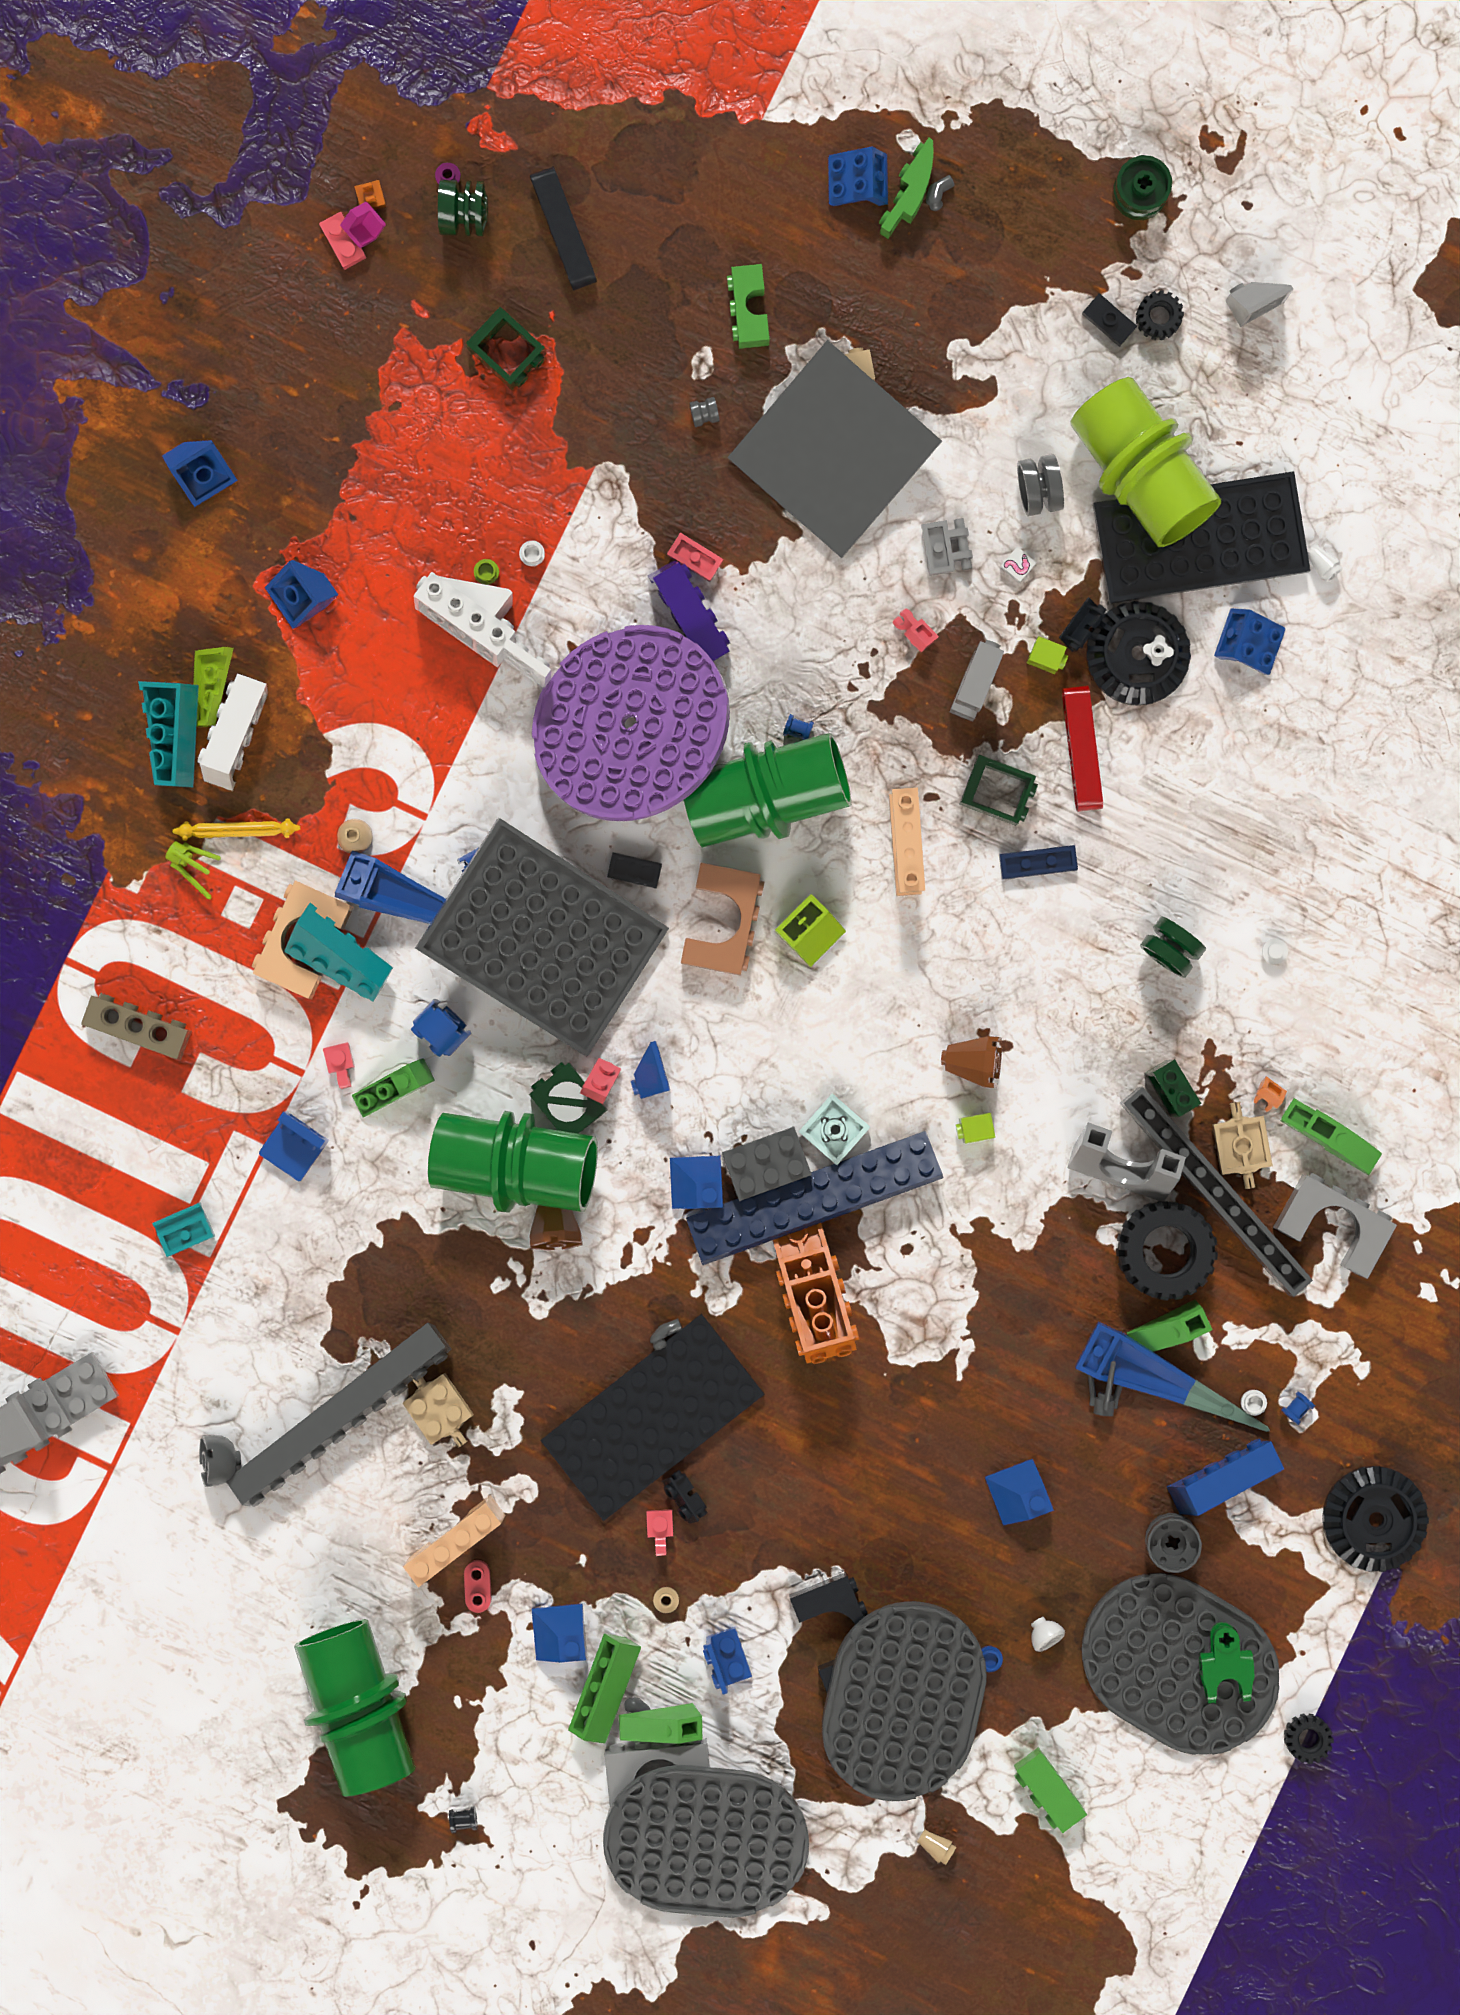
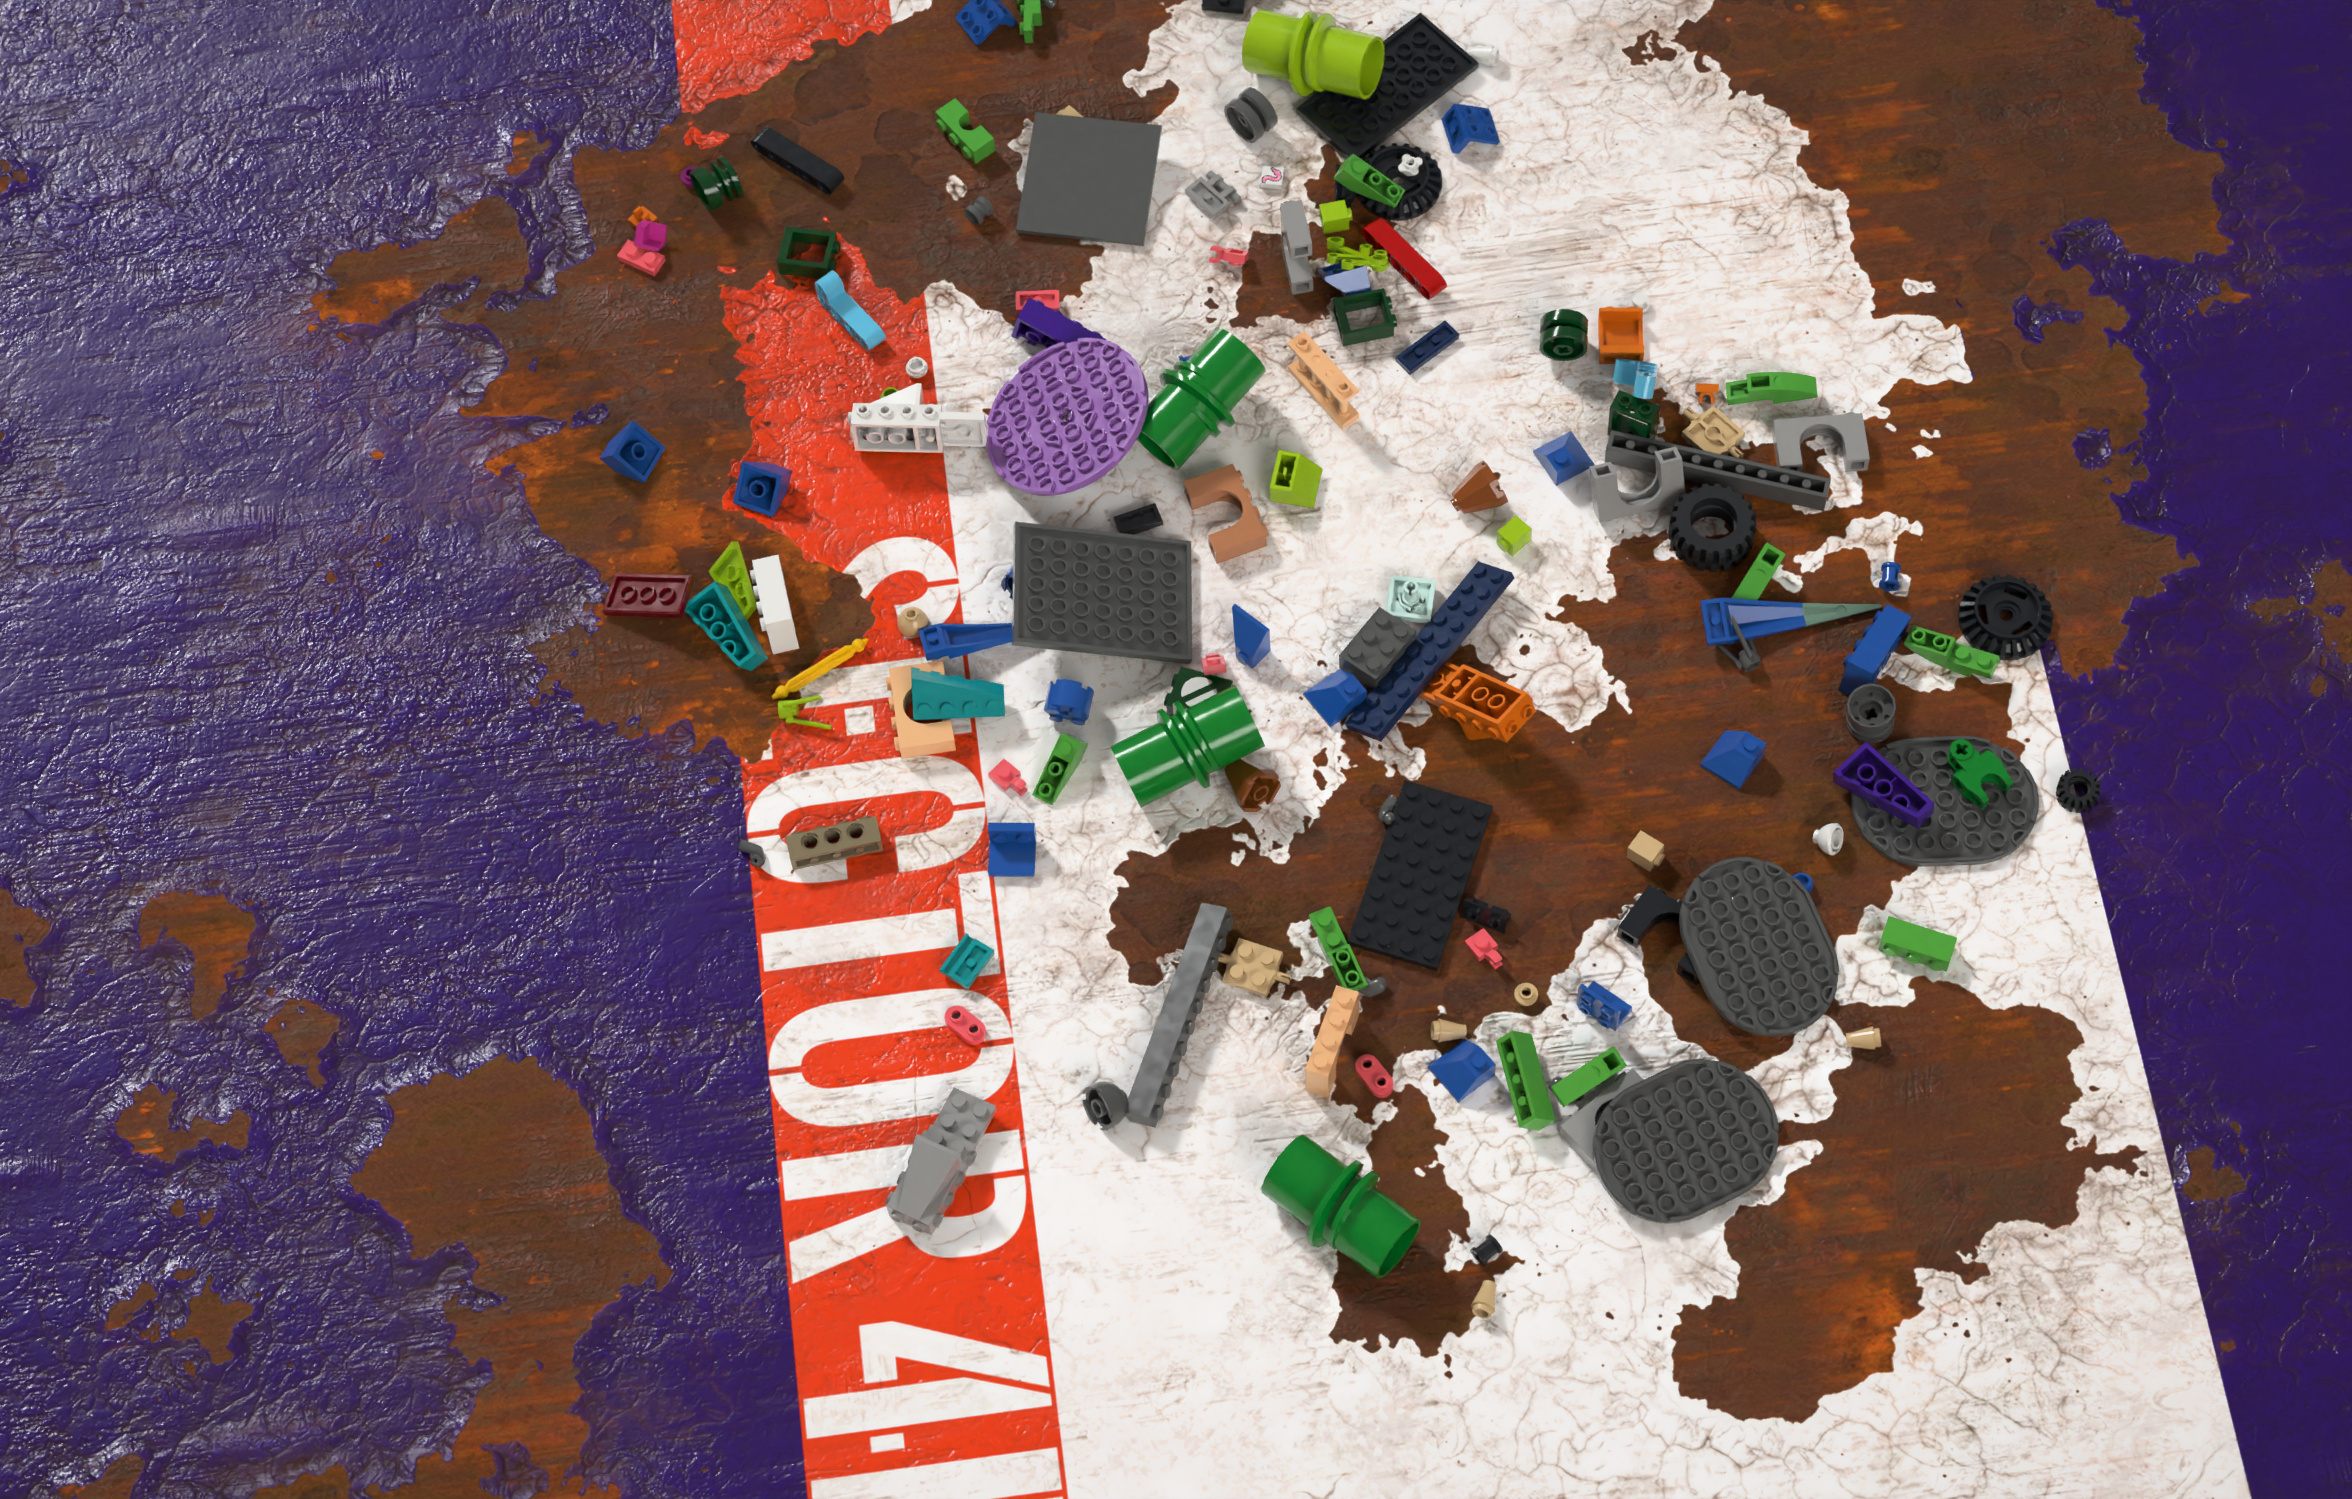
camera: 25 degrees left, 25 degrees down
(60, 986) = (755, 851): none -> dark grey arm
(118, 645) = (648, 595): none -> dark red plate
(144, 1290) = (964, 1024): none -> coral plate
(430, 1864) = (1484, 1302): none -> tan cone
(503, 449) = (847, 312): none -> medium azure beam
(522, 1449) = (1336, 950): none -> bright green slope
(531, 1500) = (1374, 987): none -> dark grey arm
(570, 1589) = (1446, 1030): none -> tan cone
(871, 1535) = (1646, 851): none -> tan brick
(1010, 732) = (1348, 281): none -> slope
(1044, 749) = (1352, 258): none -> lime plant
(1084, 1071) = (1563, 458): none -> blue slope
(1101, 647) = (1367, 181): none -> bright green slope
(1128, 1619) = (1881, 784): none -> dark purple wedge
(1218, 1042) = (1638, 374): none -> medium azure beam
(1231, 977) = (1620, 334): none -> orange panel
(1253, 1402) = (1855, 593): white plate -> none
(1295, 1526) = (1949, 654): none -> bright green slope

